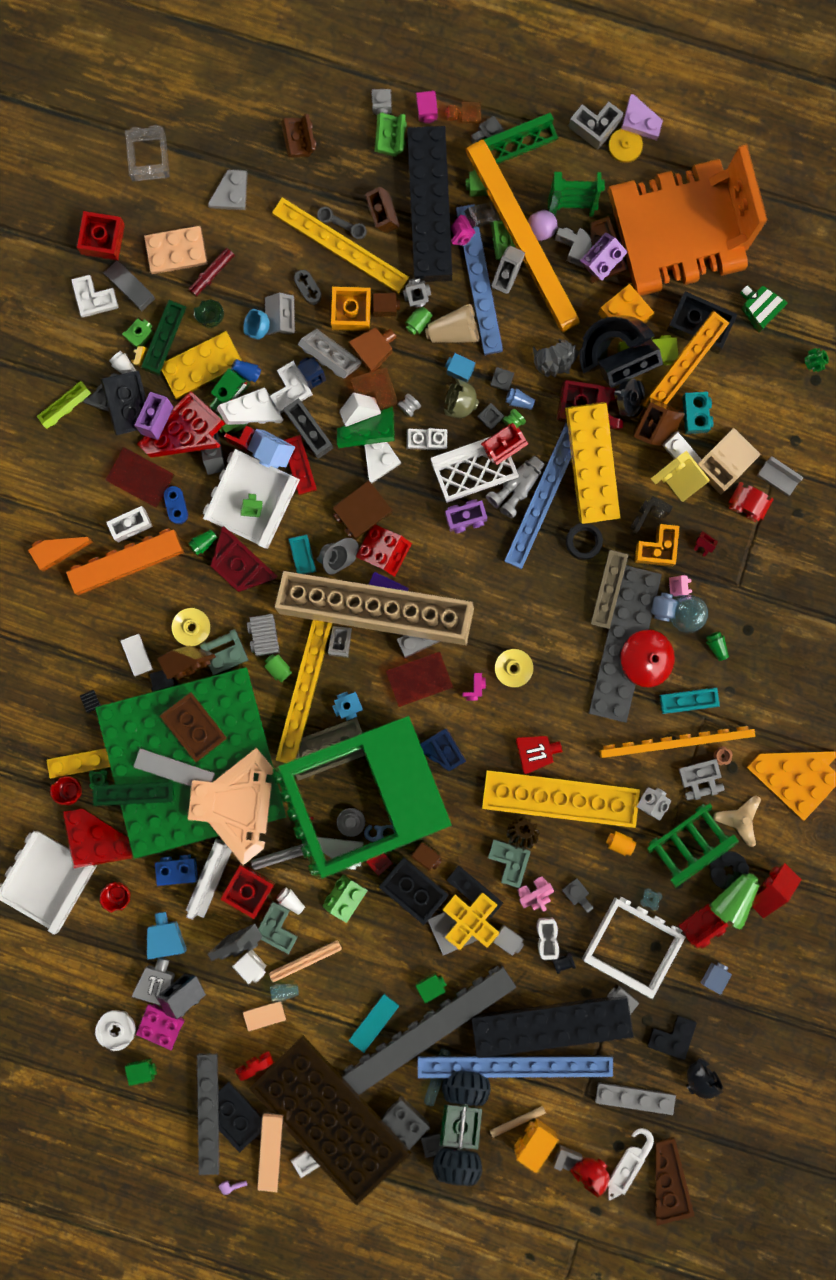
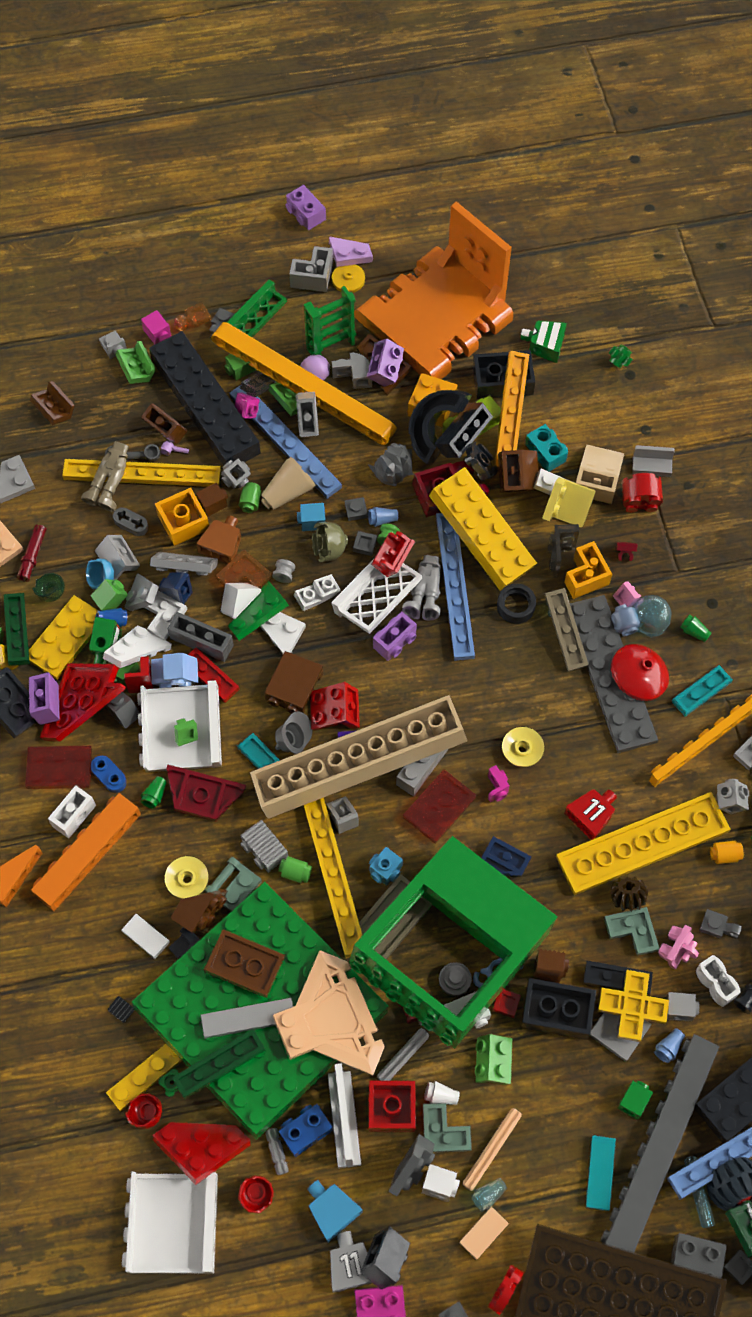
camera: 30 degrees left, 20 degrees down
(148, 873) = (276, 1151): none -> light grey axle
(253, 349) = (109, 594): none -> bright green brick
(281, 362) = (141, 594): none -> light grey wing
(316, 228) = (113, 467): none -> dark tan piece
(374, 233) = (168, 446): none -> lavender hand
(481, 963) = (668, 1048): none -> medium blue cone
(627, 51) = (305, 207): none -> medium lavender brick

